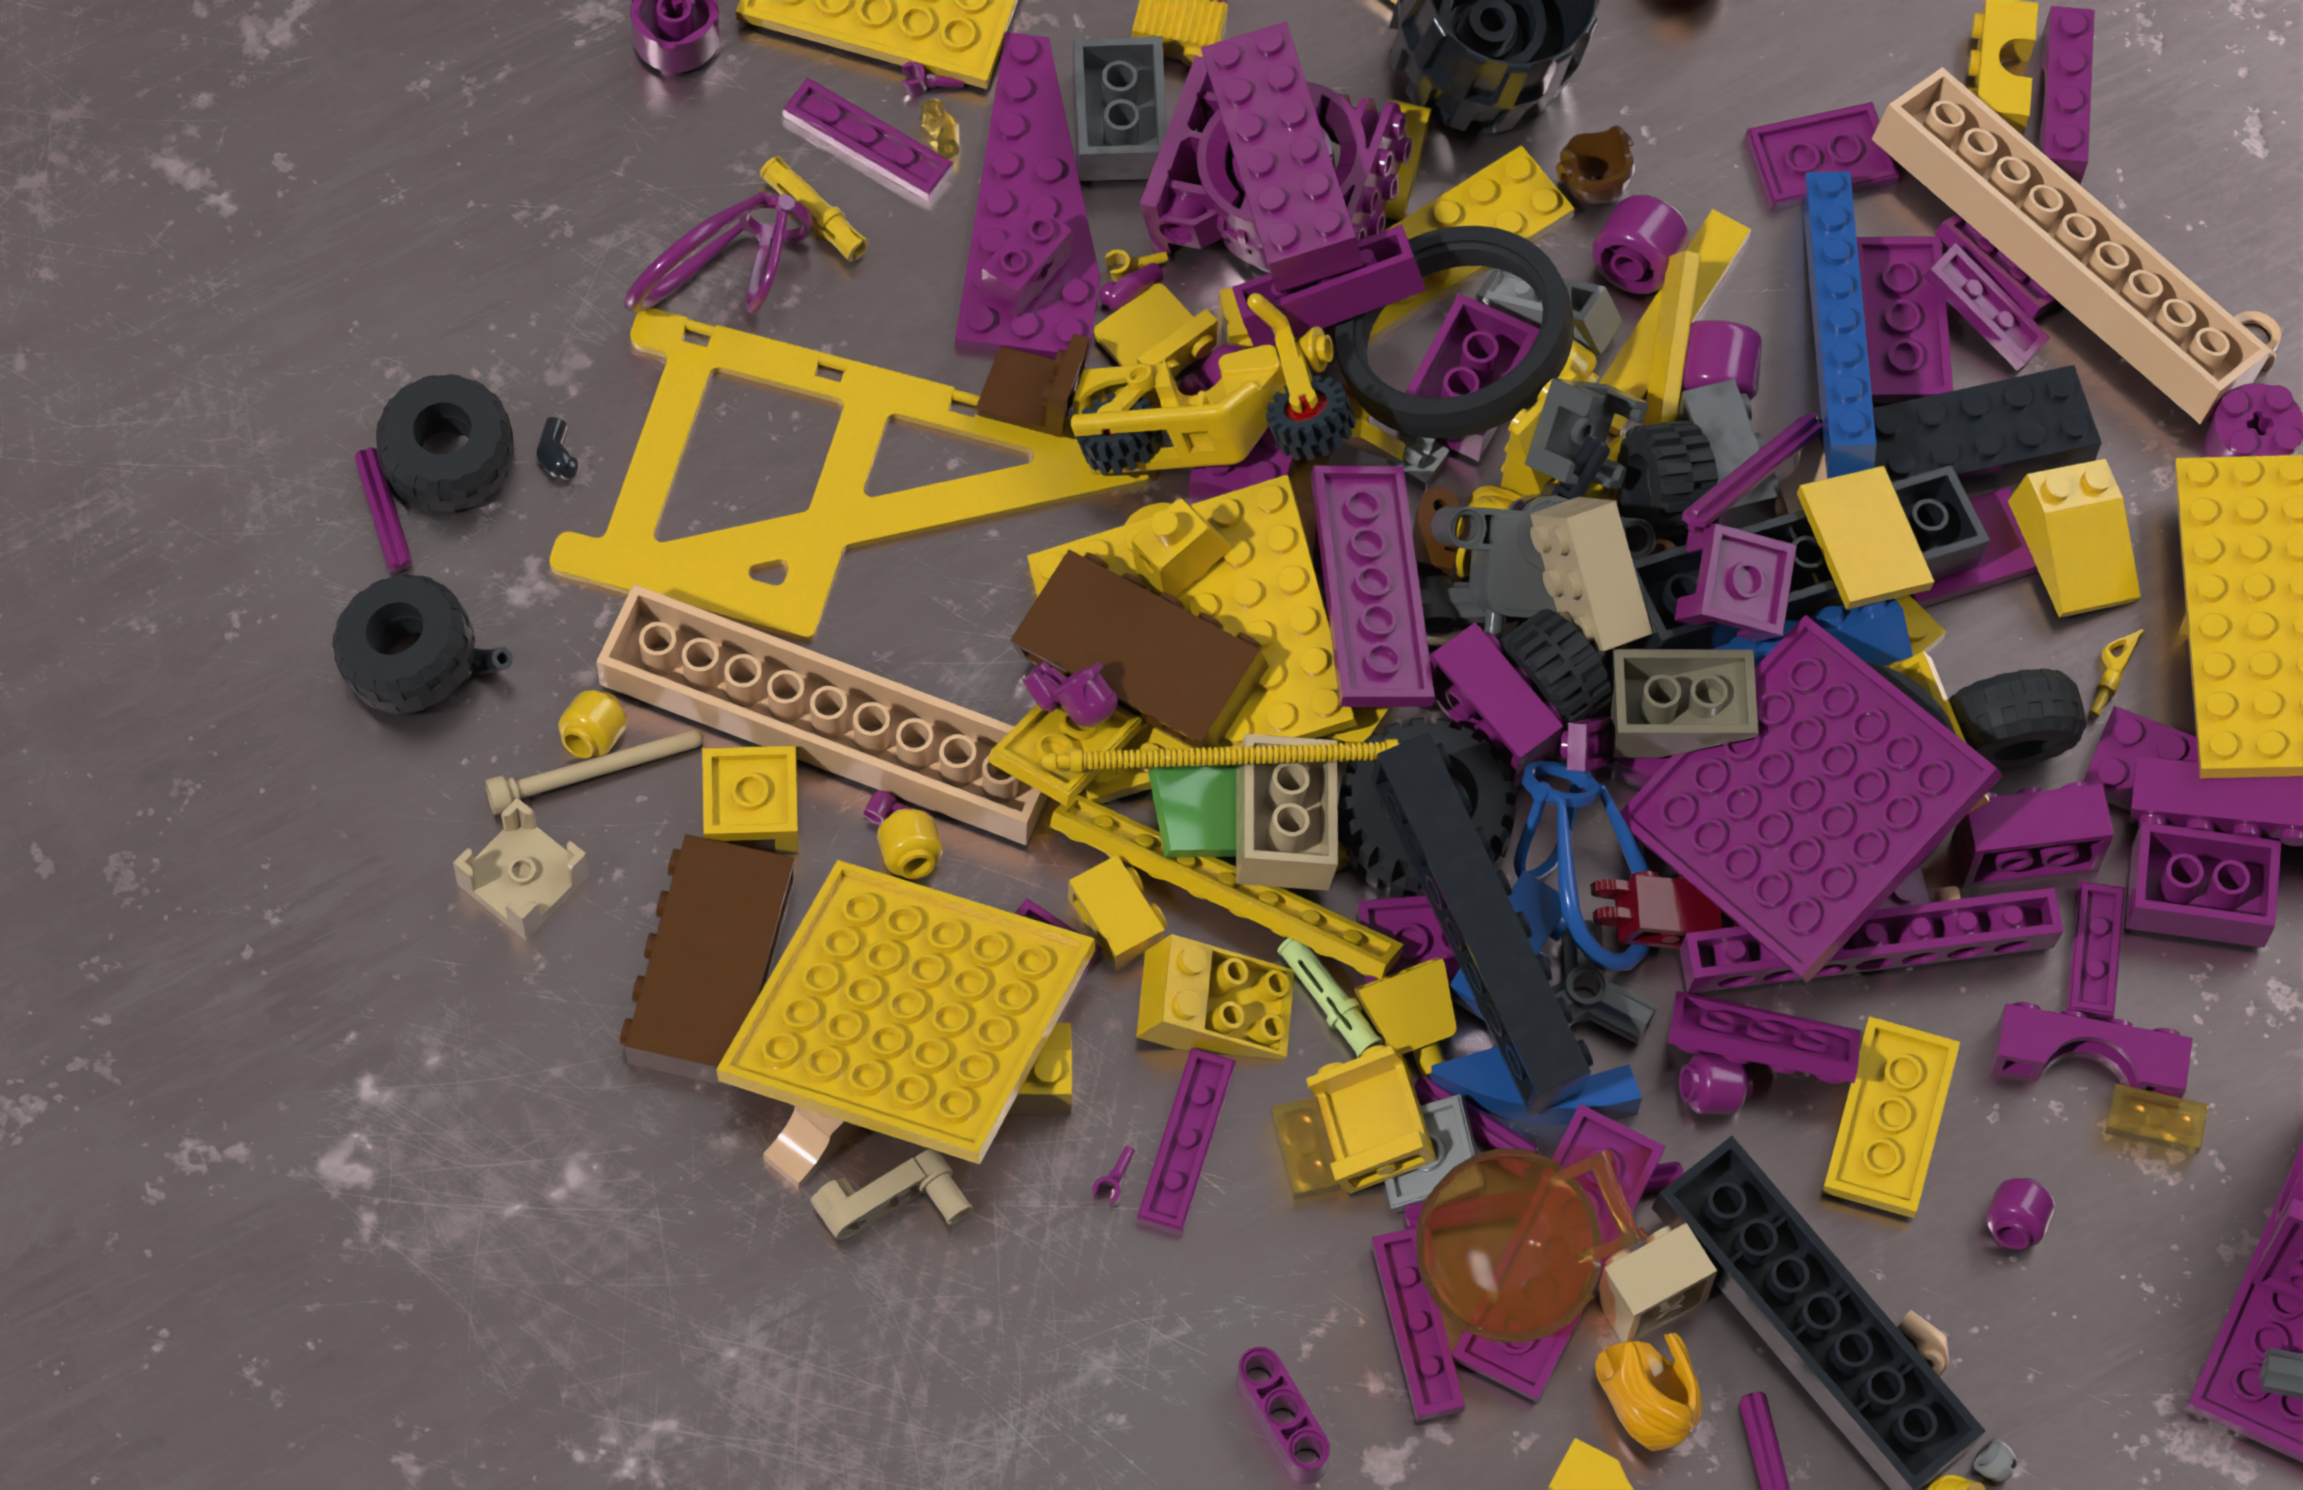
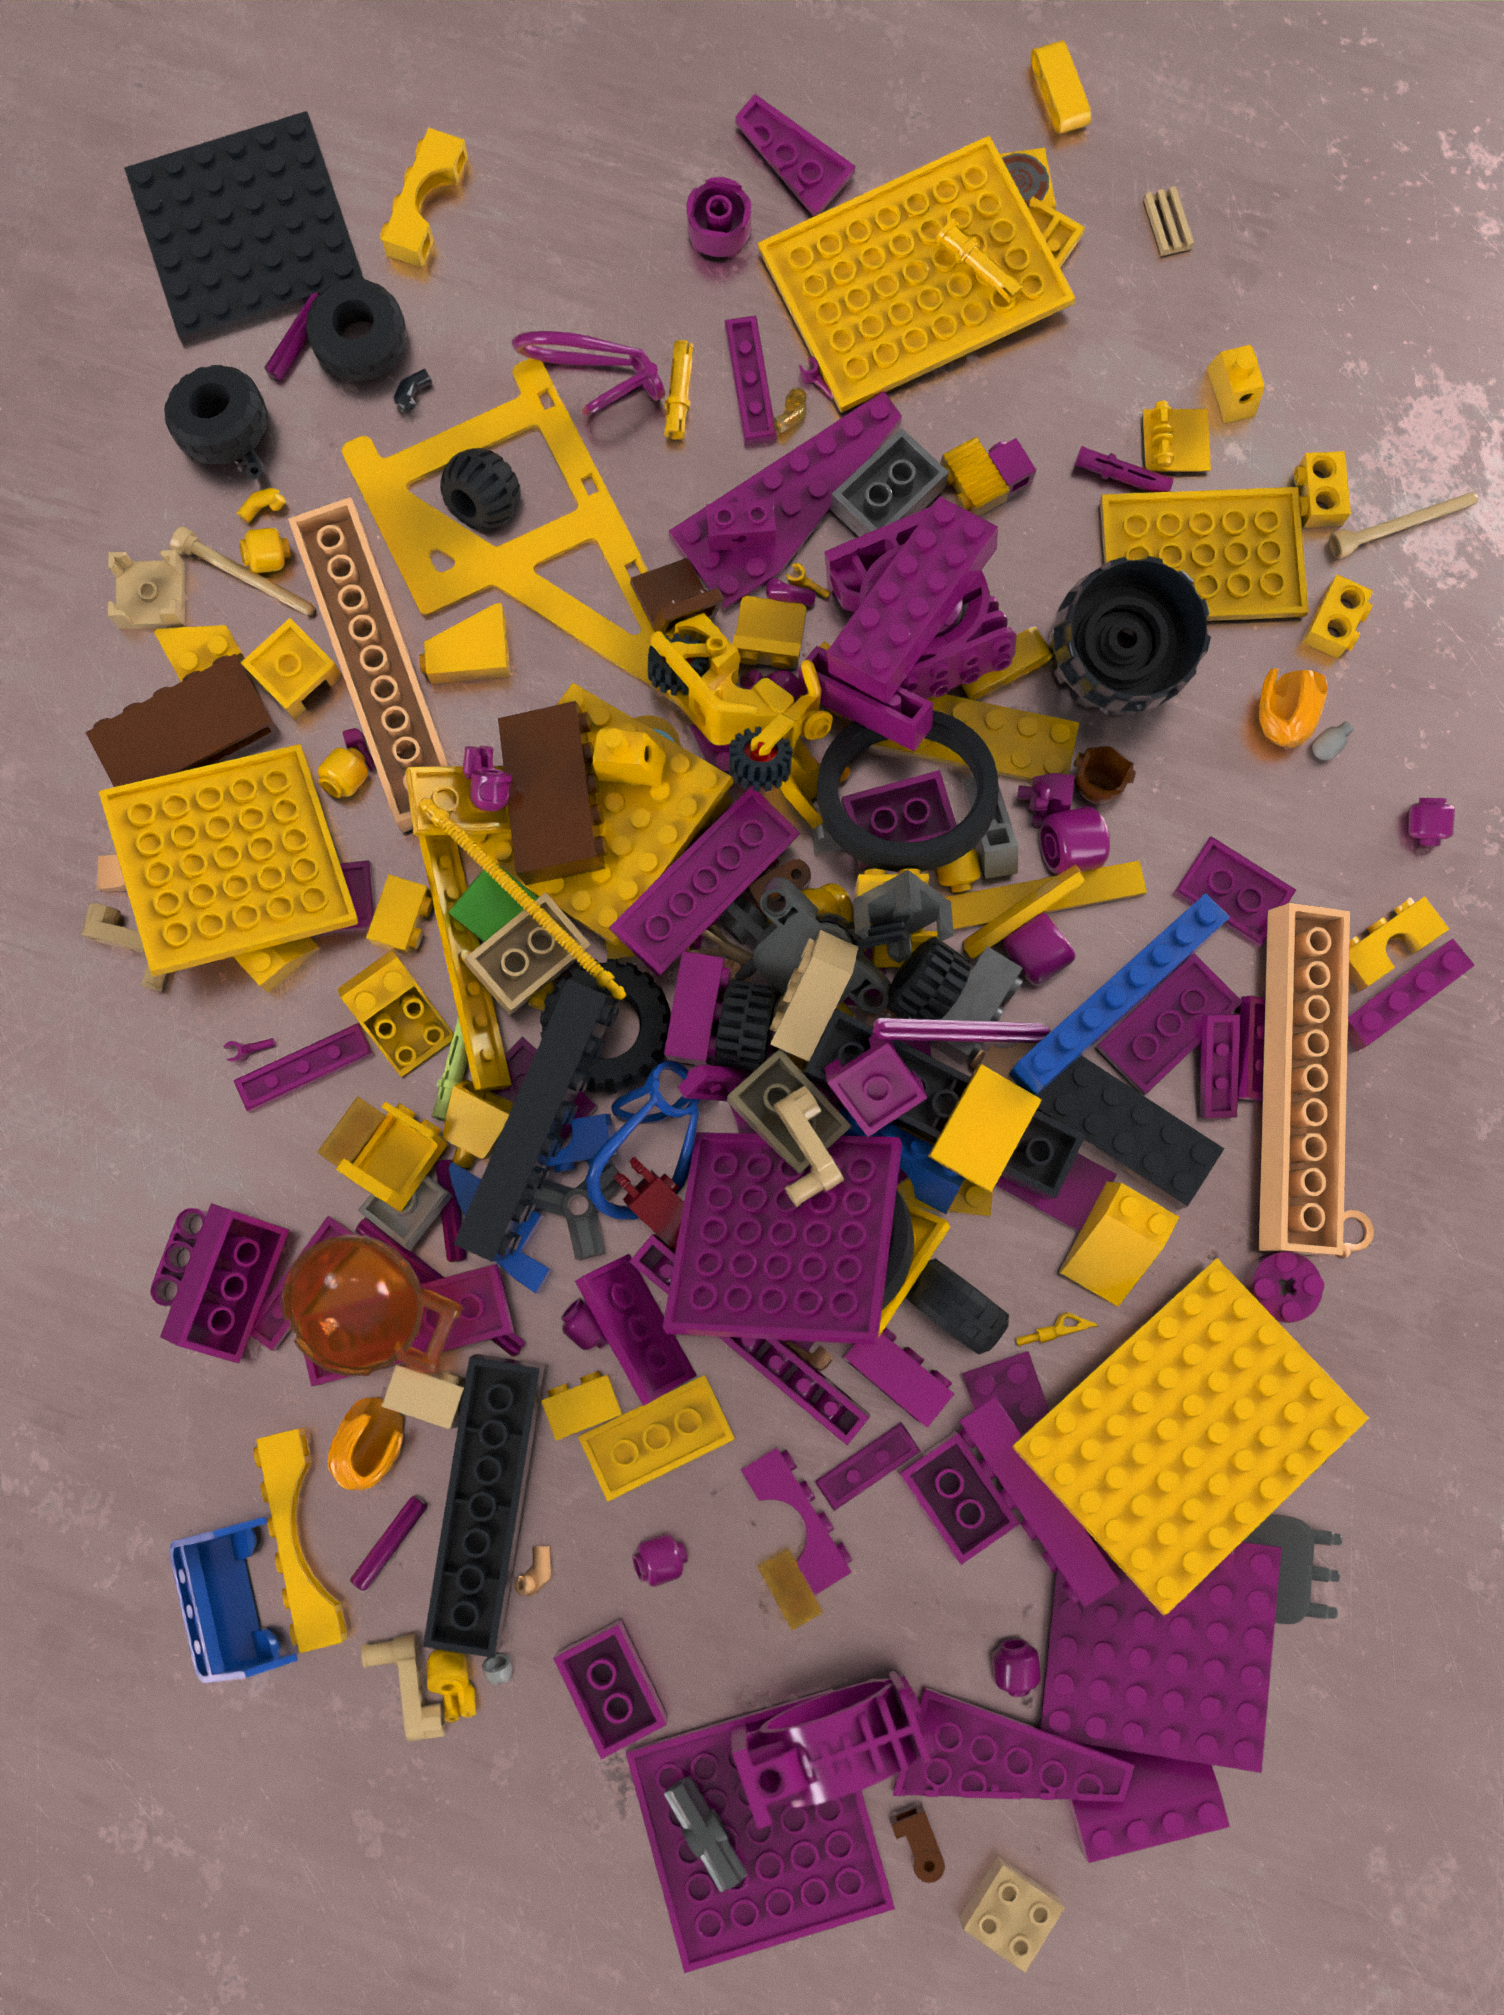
camera: 50 degrees right, 15 degrees up
(207, 462) = (242, 225): none -> black plate
(385, 309) = (437, 164): none -> yellow arch
(526, 690) = (258, 500): none -> yellow arm
(629, 880) = (196, 647): none -> yellow wing
(734, 471) = (480, 488): none -> black wheel
(900, 616) = (469, 649): none -> yellow slope
(1355, 1382) = (224, 1284): none -> magenta brick
(1573, 229) = (1048, 795): none -> magenta piece
(1702, 685) = (795, 1113): none -> tan beam
(1798, 1151) = (581, 1406): none -> yellow brick
(2111, 1358) = (610, 1689): none -> magenta brick

